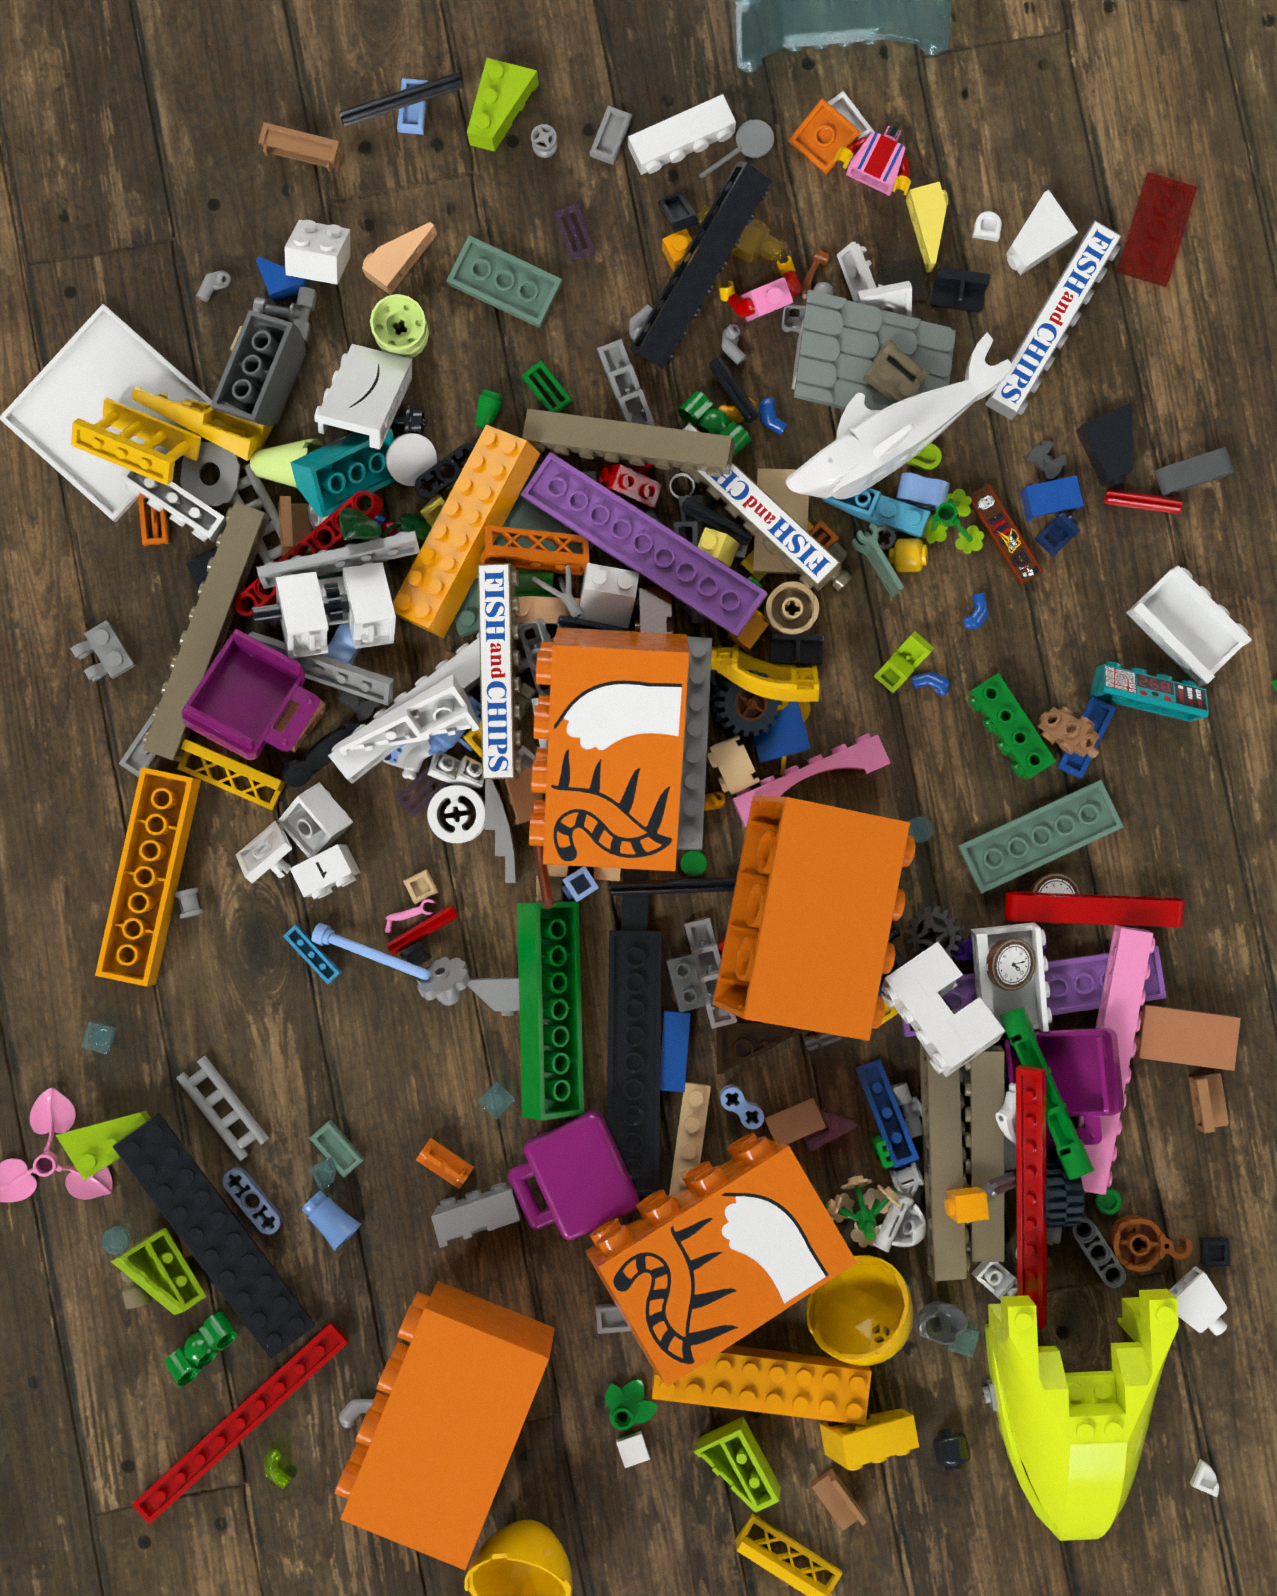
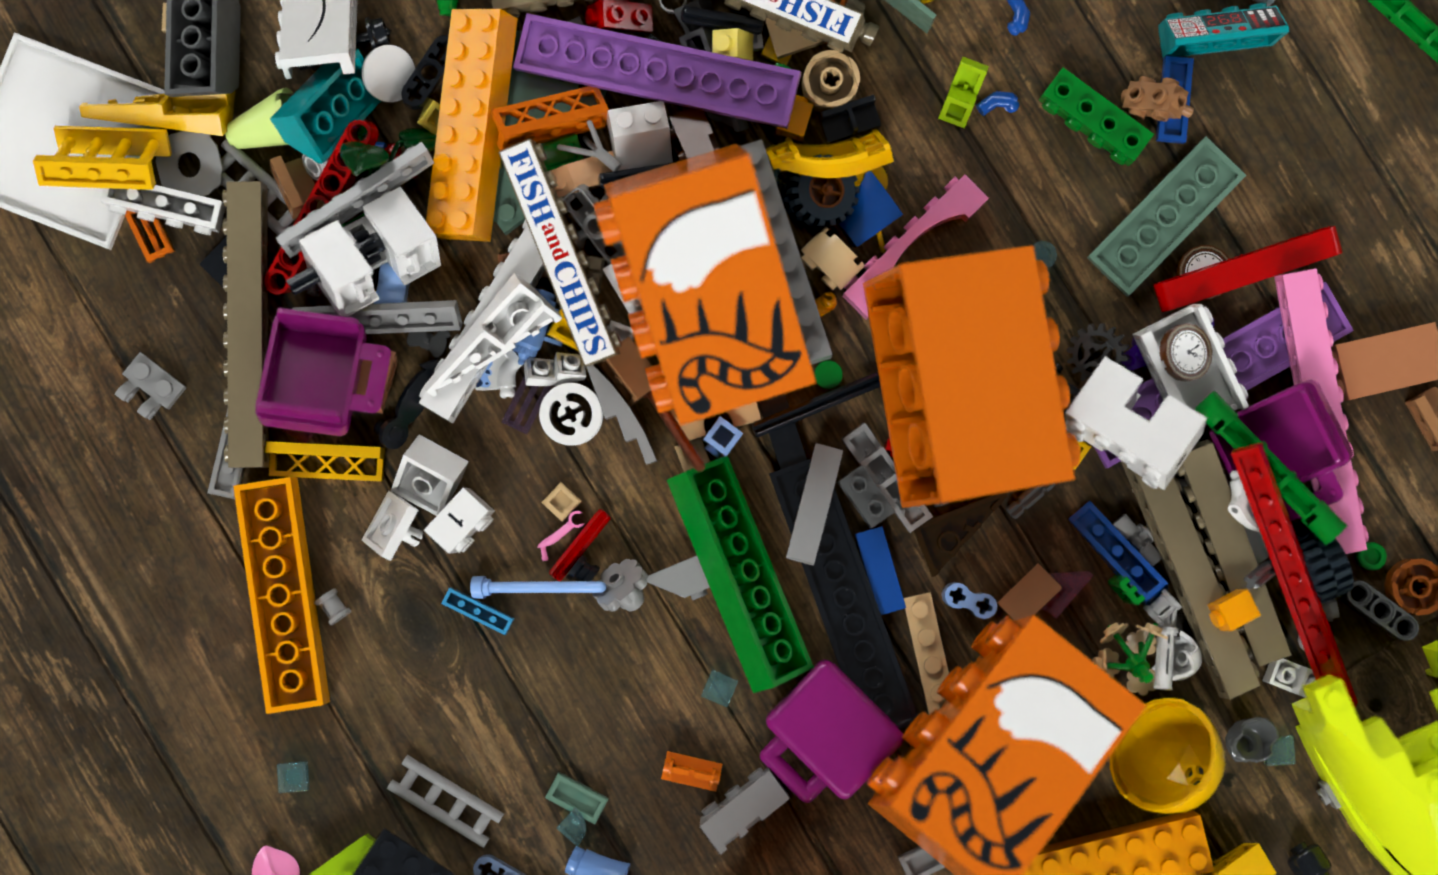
camera: 25 degrees left, 0 degrees up
(637, 972) = (814, 504): none -> light grey slope

